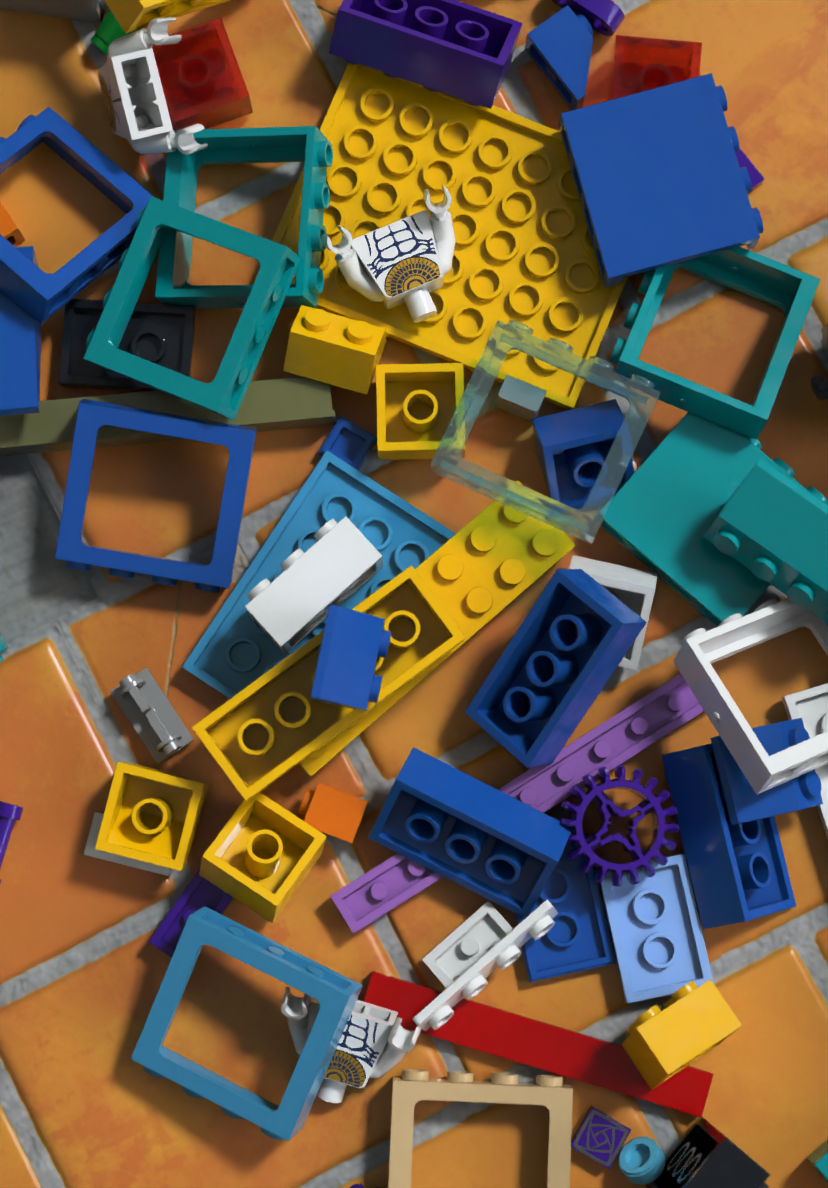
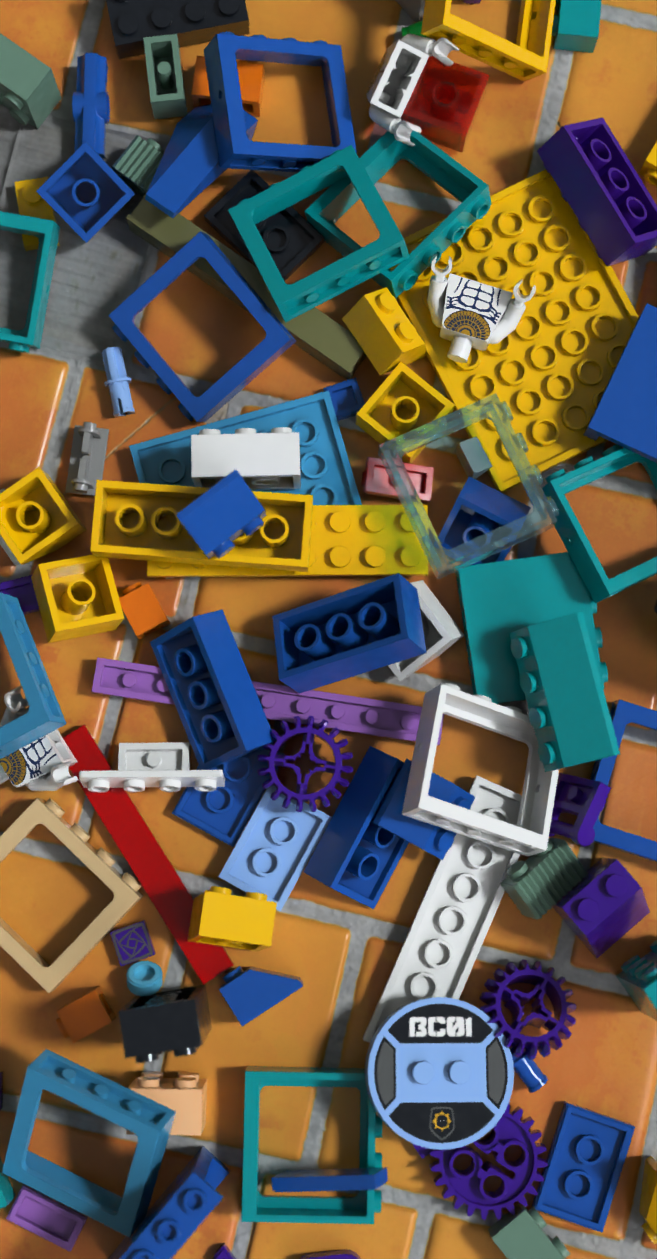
camera: 40 degrees right, 0 degrees up
(115, 613) = (117, 381): none -> light blue axle
(450, 497) = (377, 482): none -> plate
(757, 1078) = (256, 991): none -> blue slope

